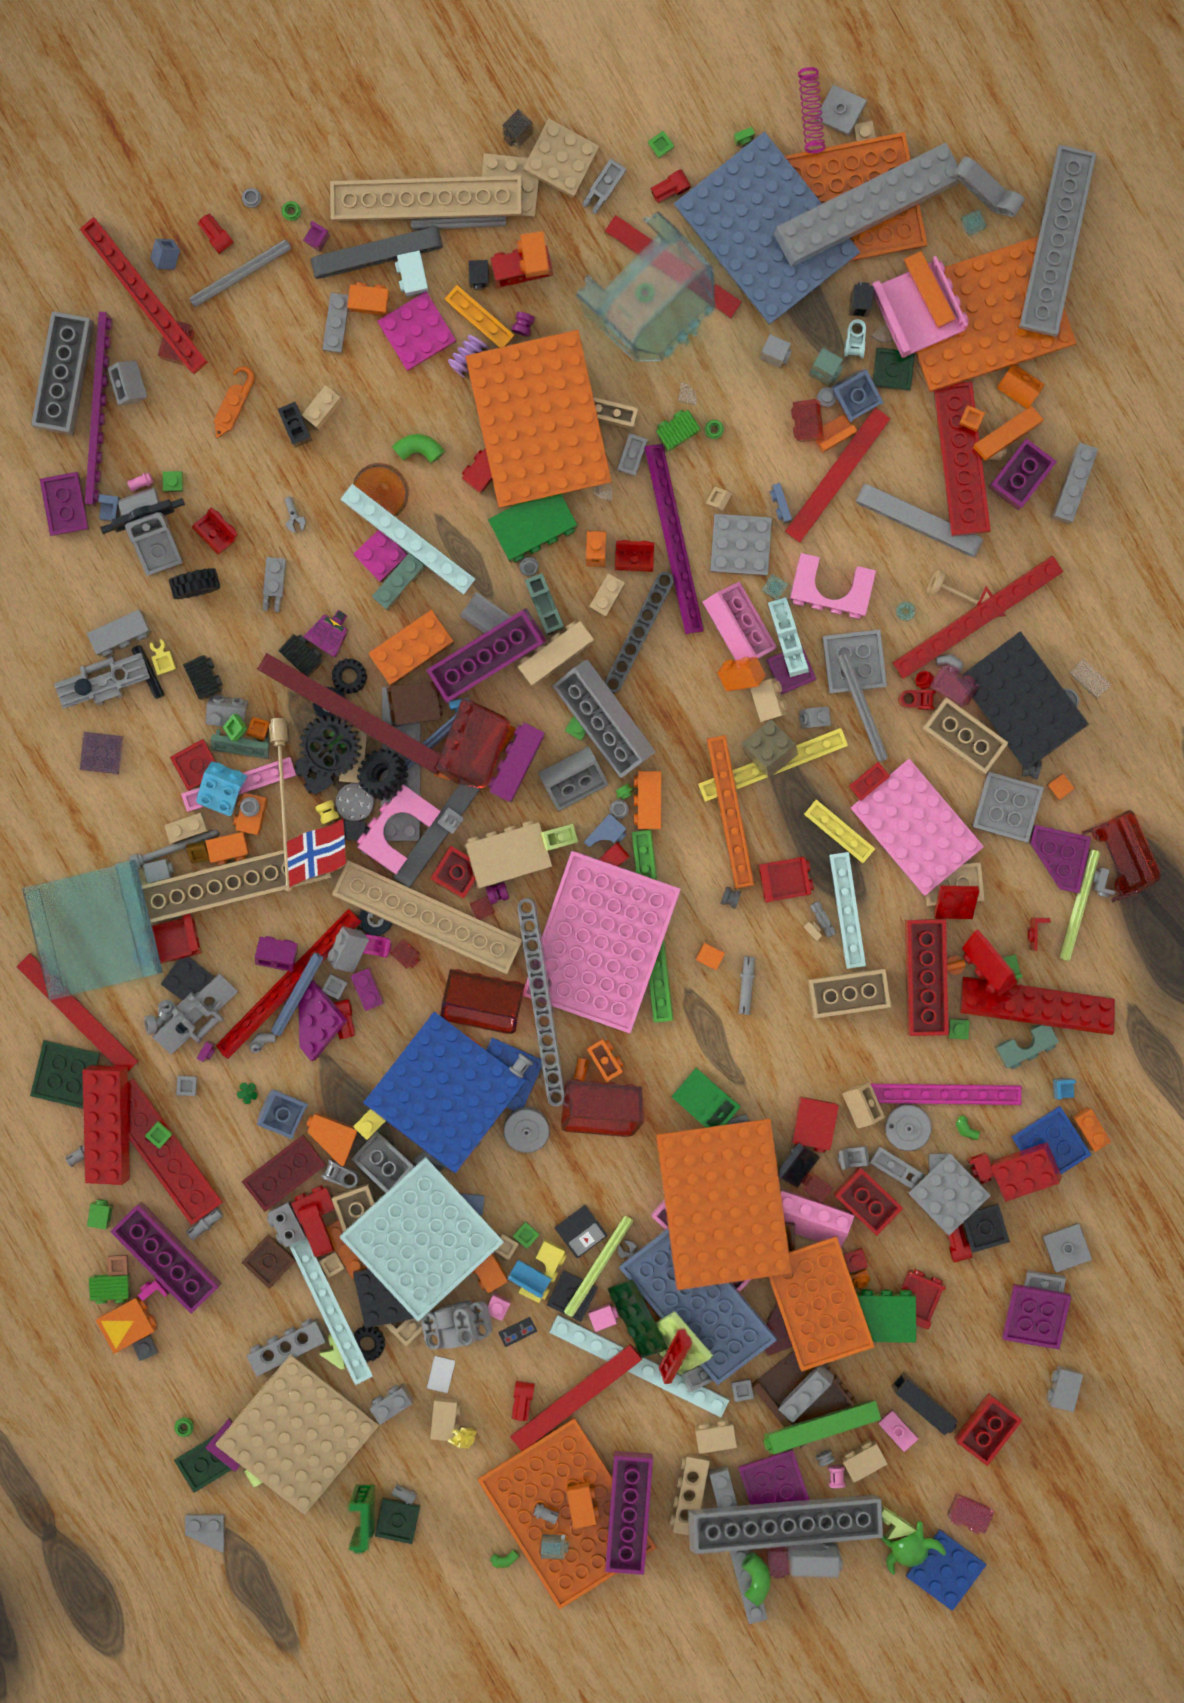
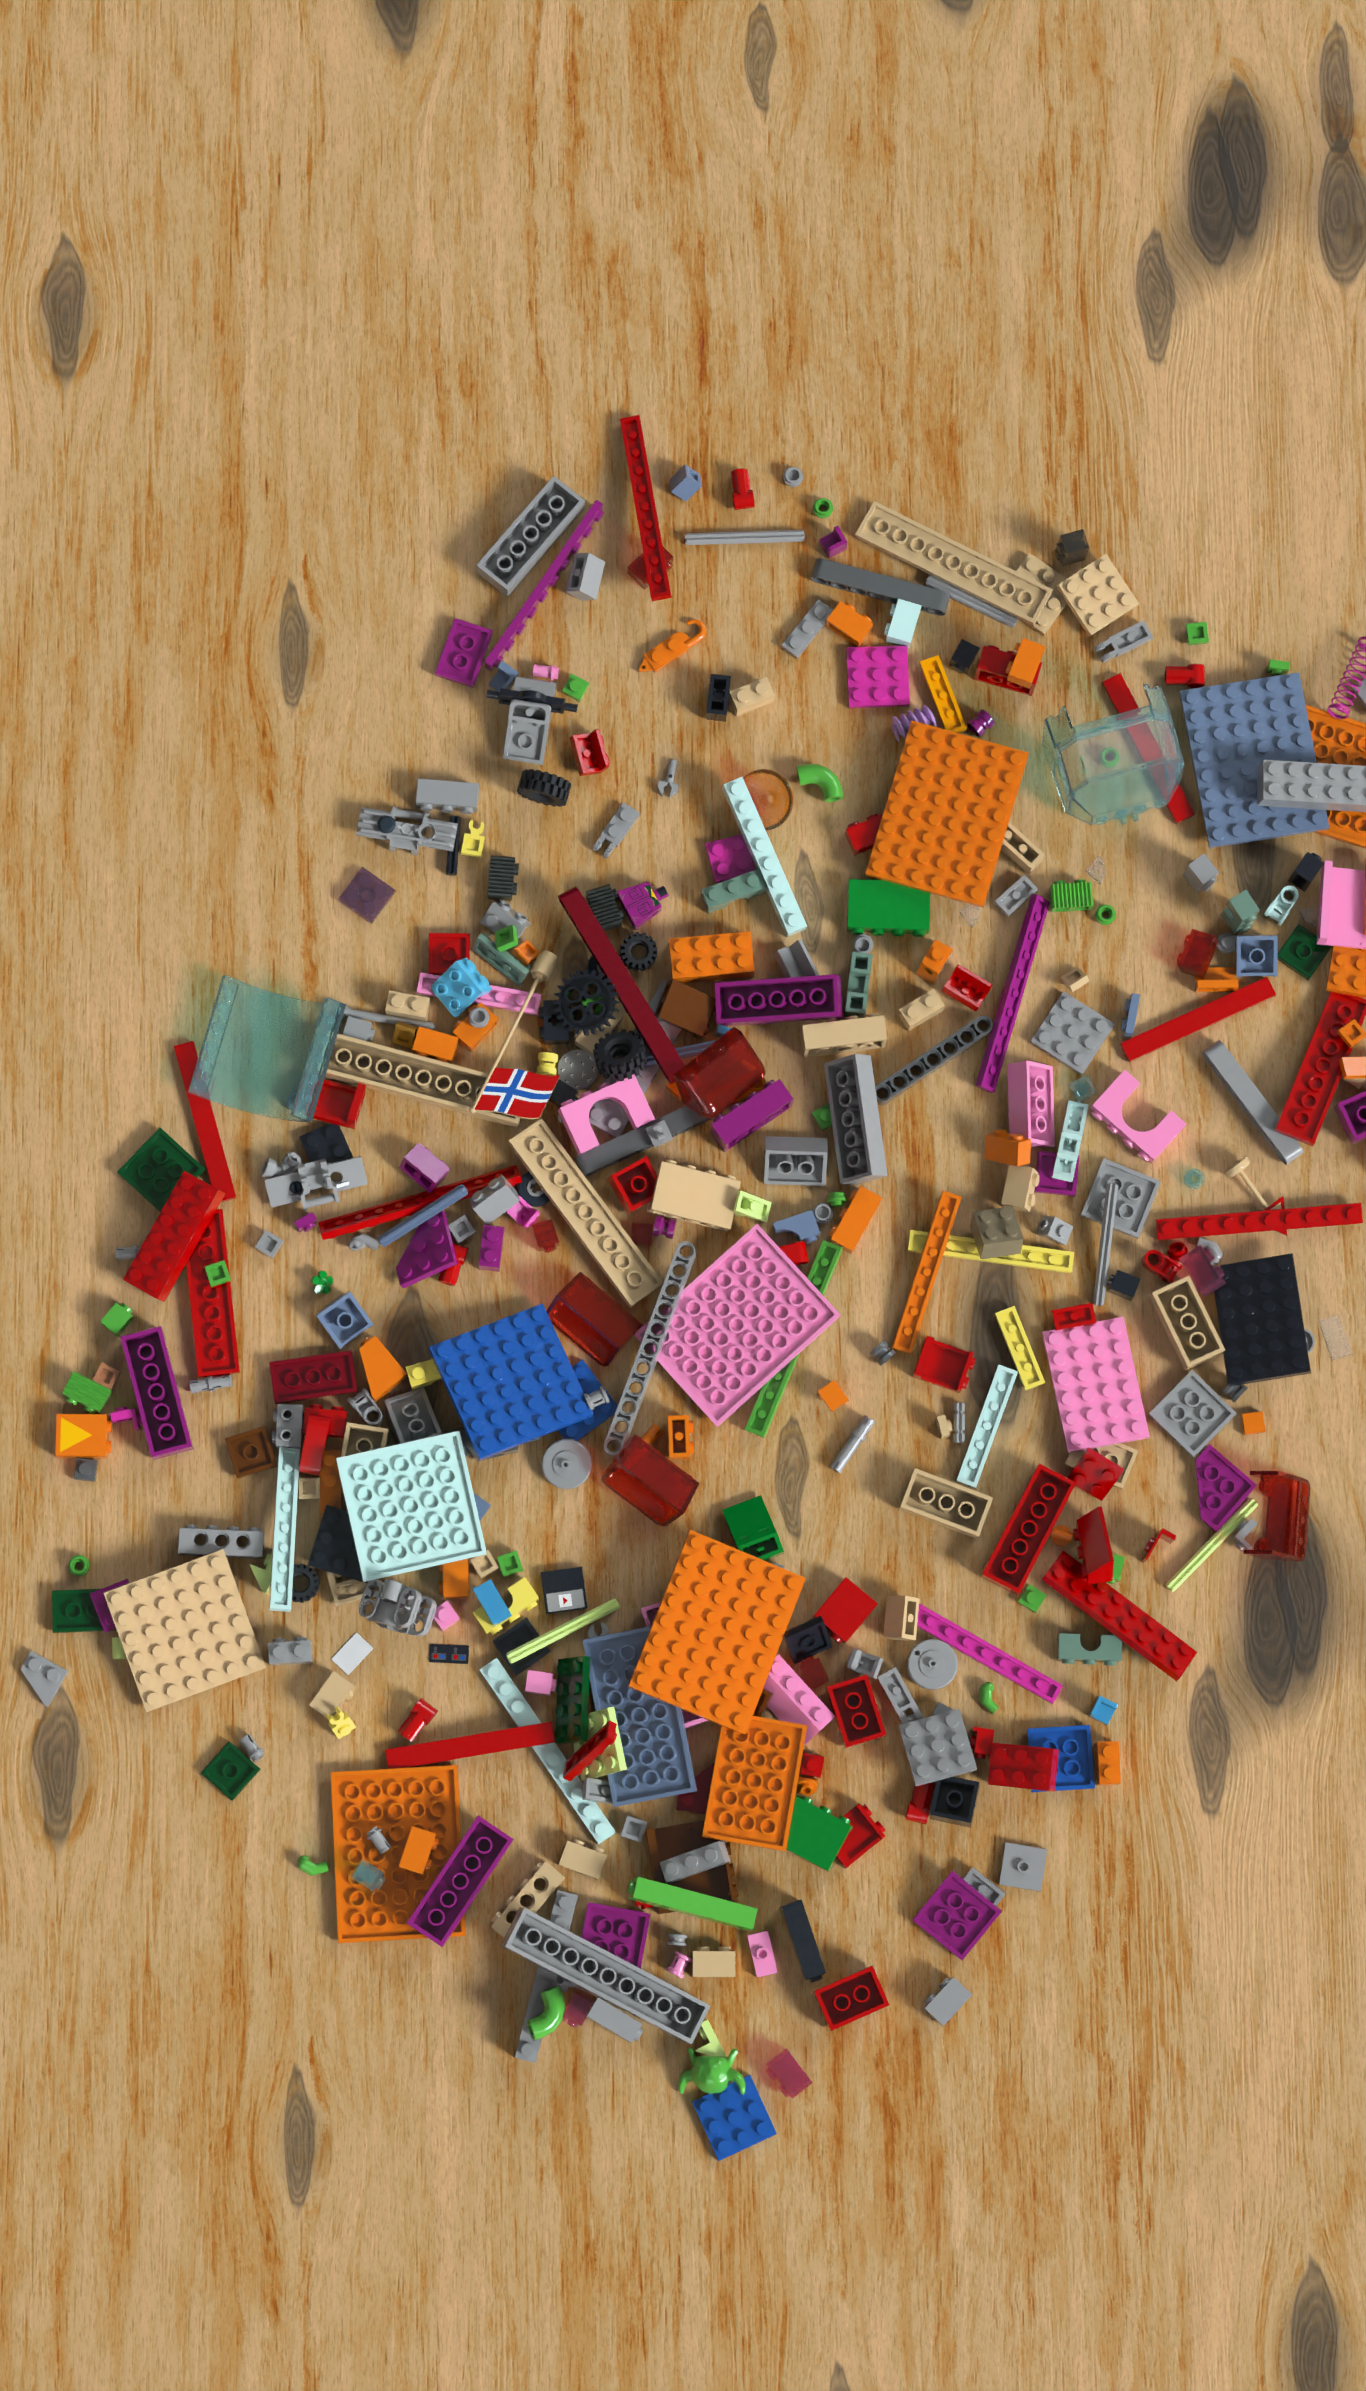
camera: 25 degrees right, 10 degrees down
(364, 1501) = (207, 1743): green panel -> none
(895, 732) = (1123, 1285): none -> black brick

